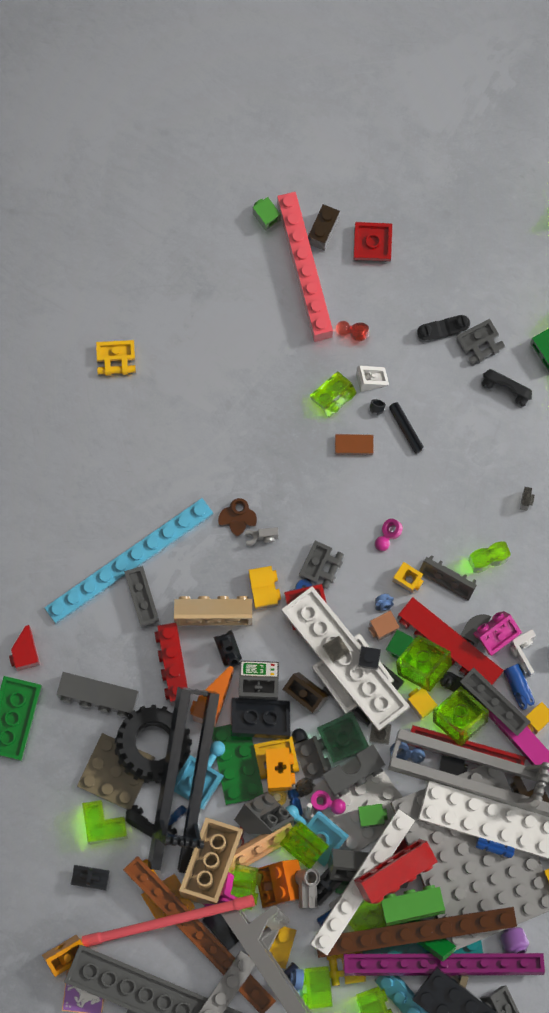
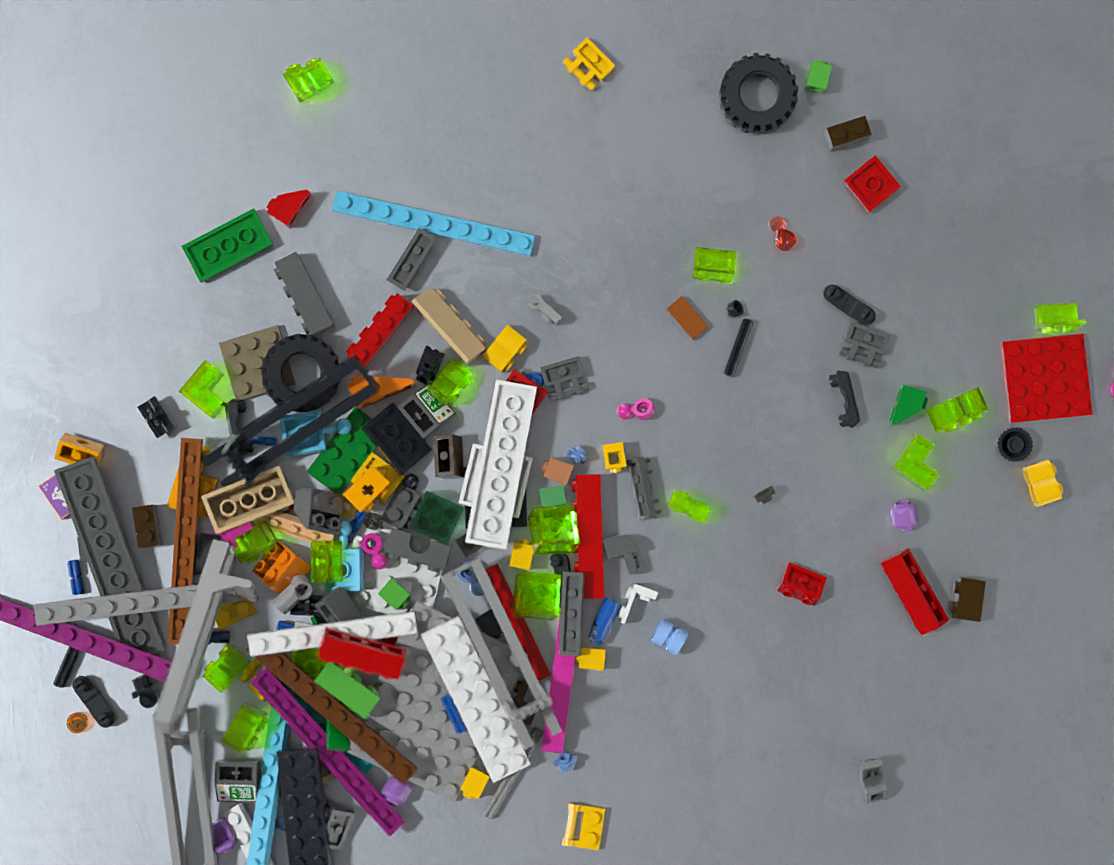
camera: 50 degrees right, 10 degrees up
(163, 954) = (147, 526): none -> dark brown brick
(236, 904) = (227, 550): coral piece -> none
(237, 519) = (542, 279): reddish brown plate -> none
(246, 285) = (753, 120): none -> black tyre
(253, 646) = (449, 381): none -> clear neon green brick
(297, 980) = (214, 649): medium blue plate -> none
(304, 266) = (800, 147): coral brick -> none
(336, 649) = (500, 451): clear smoke plate -> none
(369, 658) = (516, 483): black plate -> none
(371, 377) = (755, 284): white slope -> none
(497, 632) = (629, 567): dark pink bracket -> none

